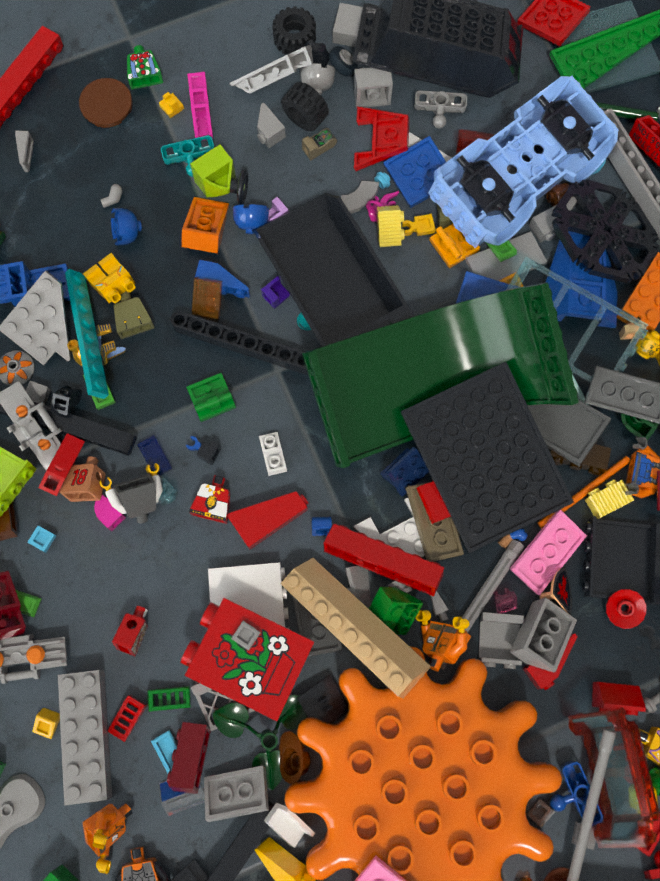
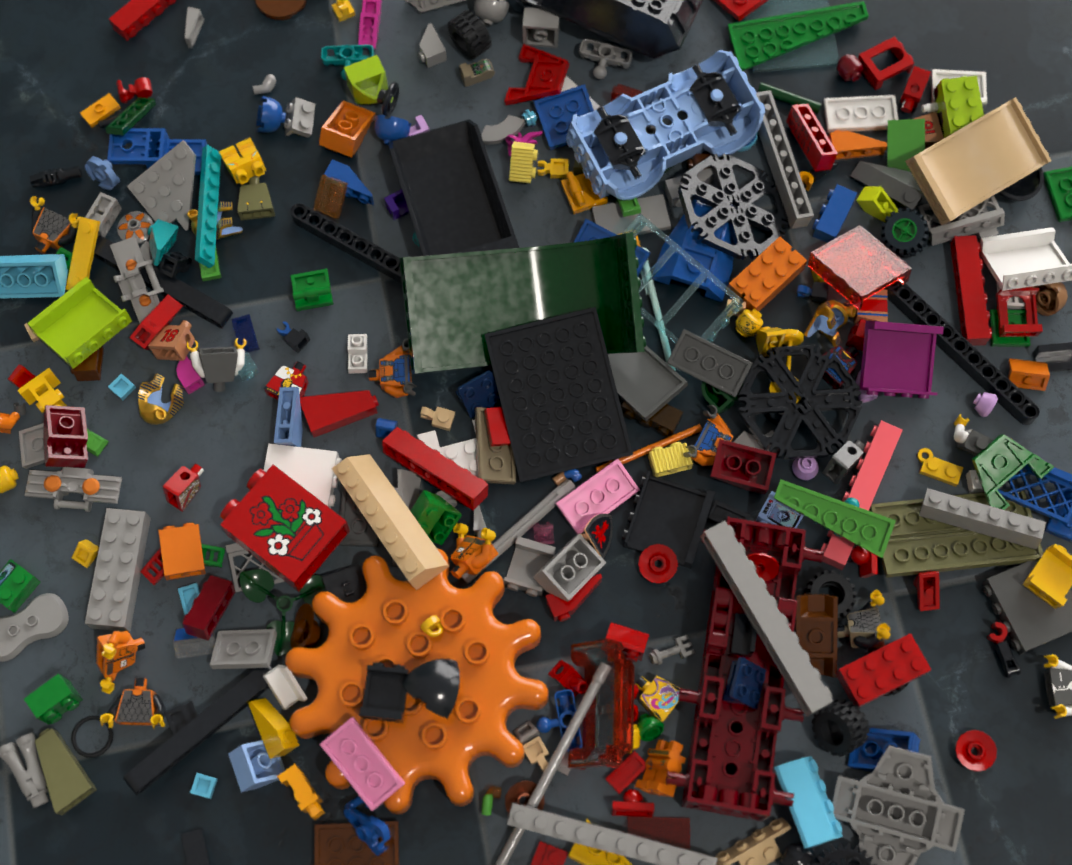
camera: 15 degrees right, 5 degrees down
(46, 376) = (162, 238): none -> teal slope
(78, 555) = (150, 404): none -> pearl gold piece
(145, 701) = (181, 551): none -> orange panel
(155, 222) = (299, 117): none -> light grey bracket
(222, 538) = (289, 419): none -> medium blue slope
(245, 635) = (284, 501): light grey tile -> none
(317, 466) = (395, 372): none -> torso
(373, 503) = (440, 418): none -> tan plate
(403, 824) = (384, 693): none -> black panel
(429, 734) = (430, 624): none -> yellow tile
(455, 805) = (435, 684): none -> black brick
(558, 833) = (536, 752): none -> tan plate
(570, 748) = (569, 678): none -> red bracket

